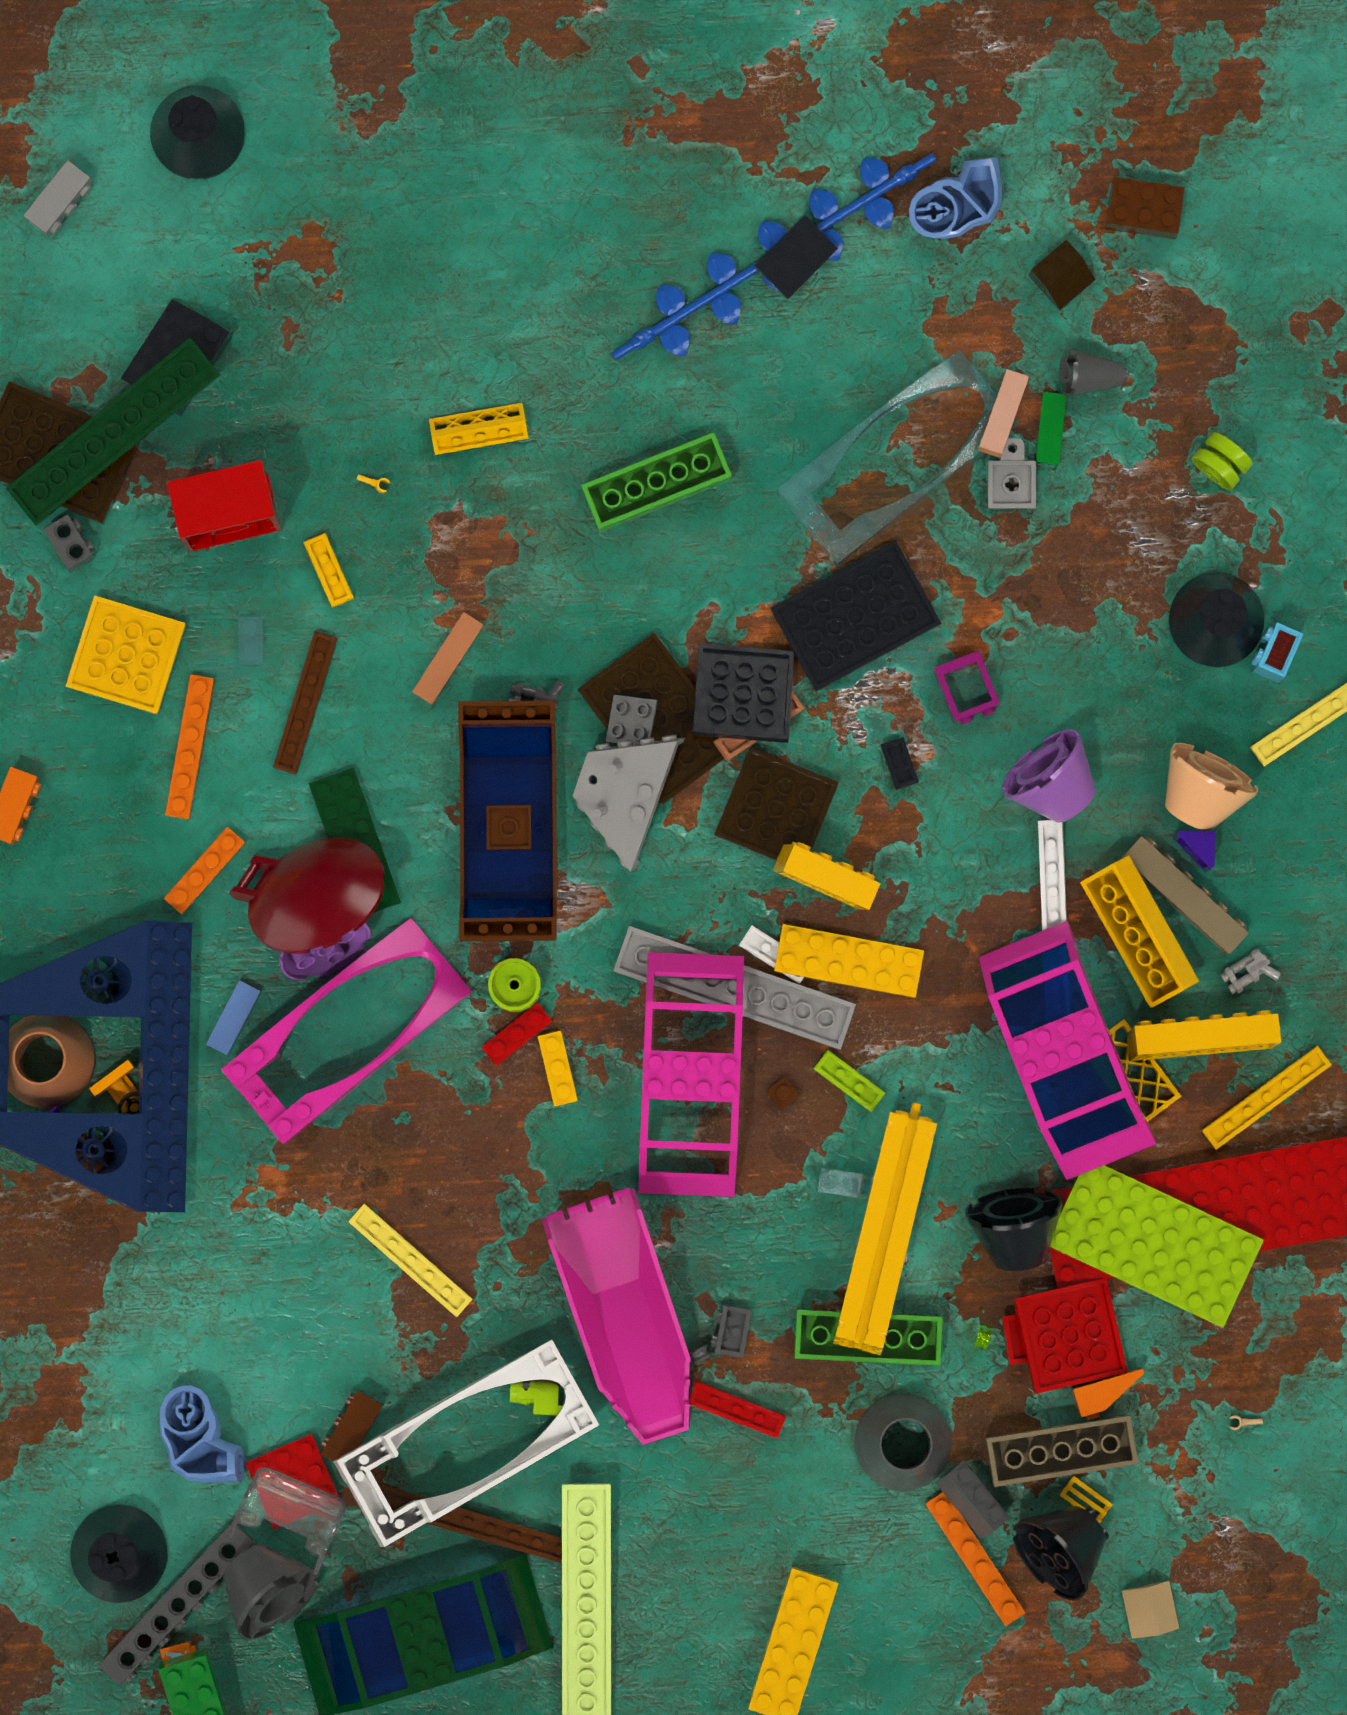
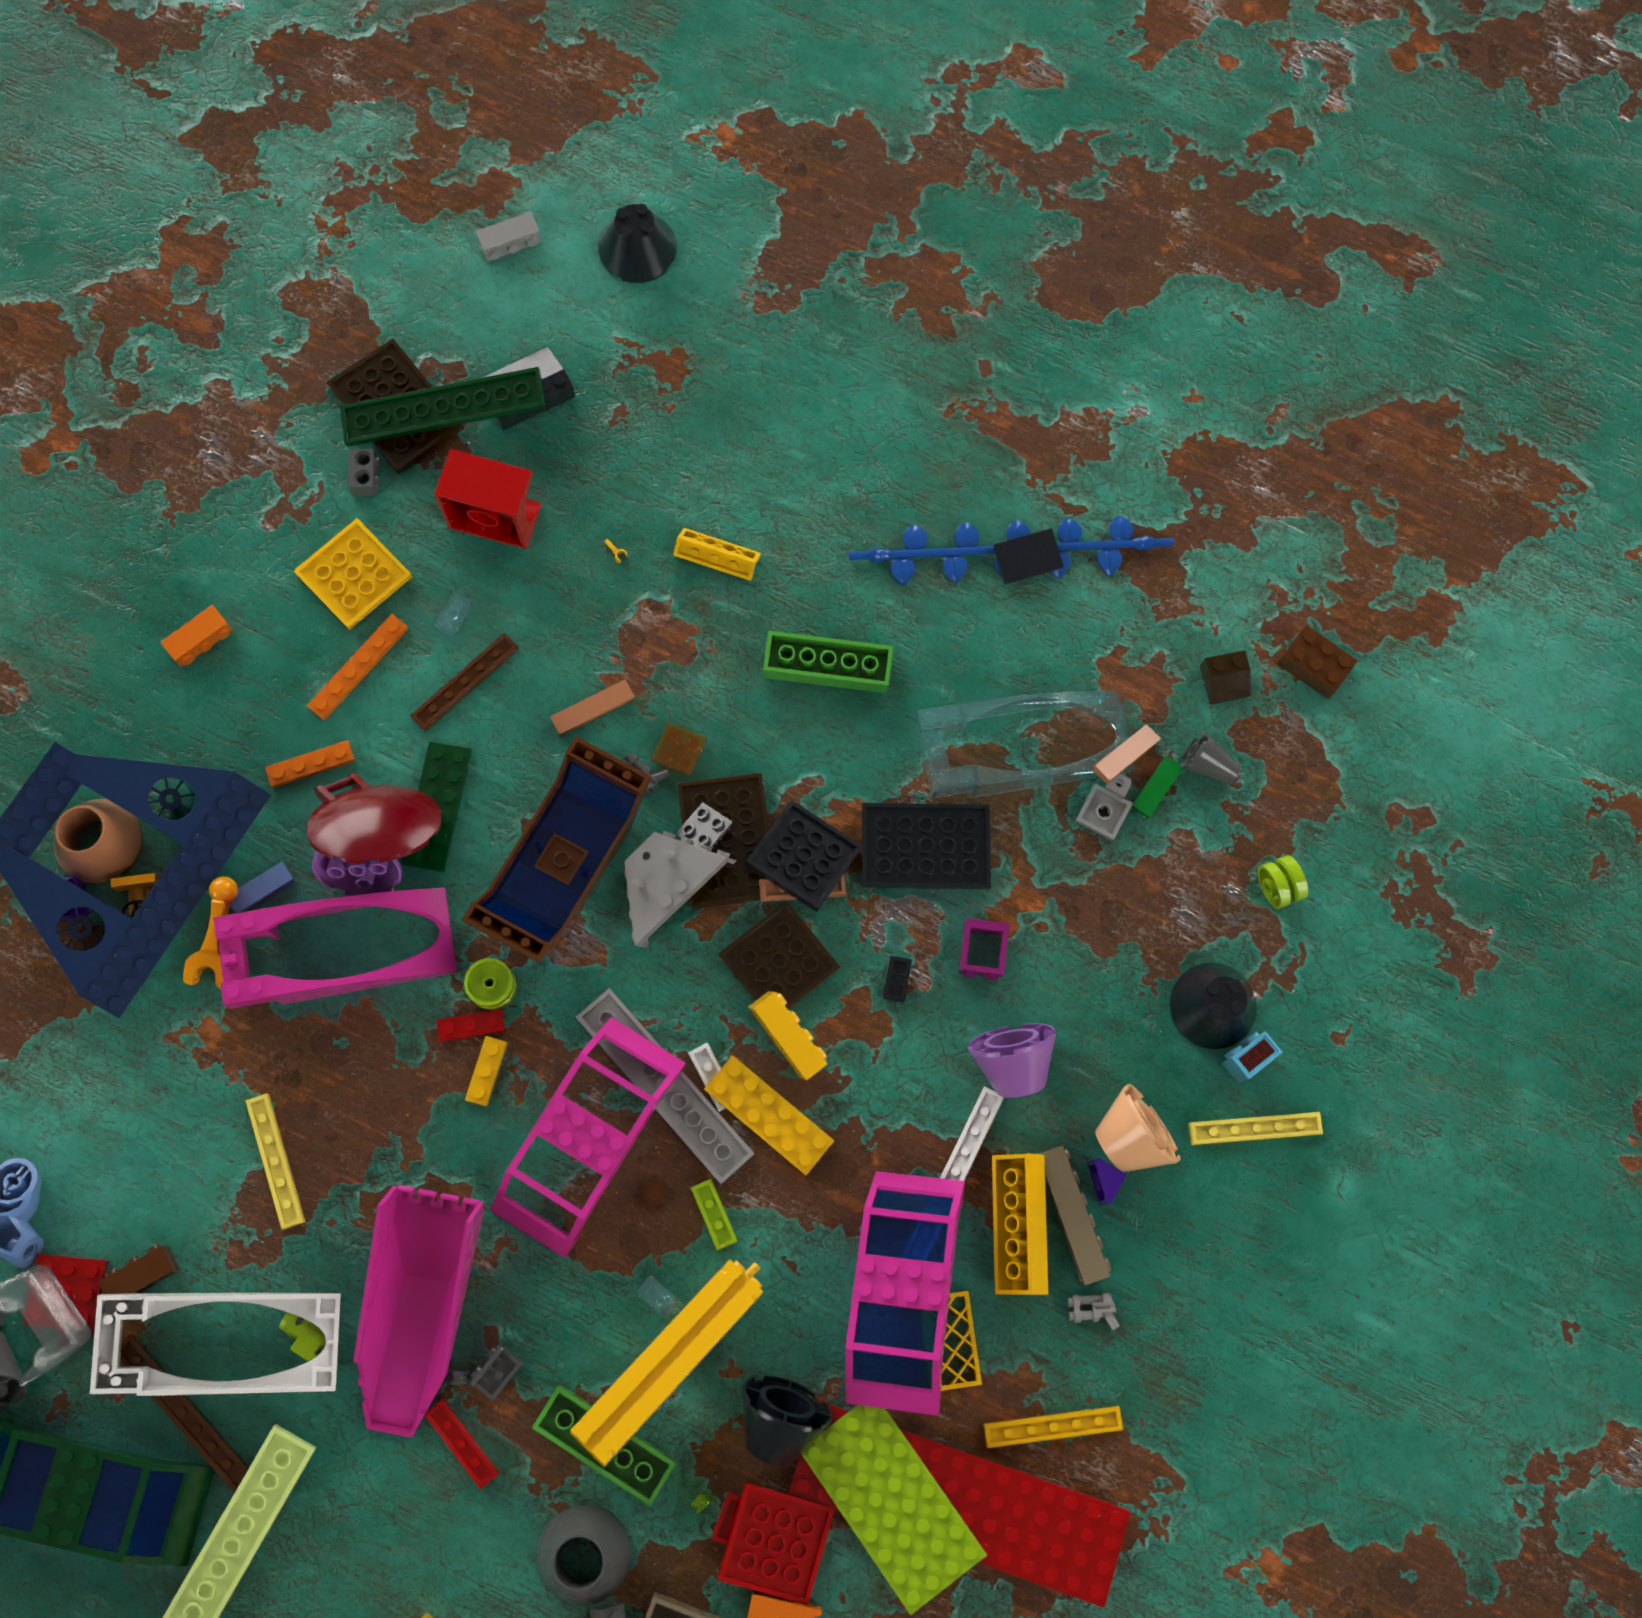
camera: 25 degrees right, 10 degrees down
(205, 1041) = (222, 892): none -> light orange piece
(328, 570) = (542, 595): yellow tile -> none
(558, 653) = (679, 749): none -> clear orange plate
(959, 203) = (1174, 583): medium blue piece -> none
(1204, 1036) = (1027, 1344): yellow brick -> none

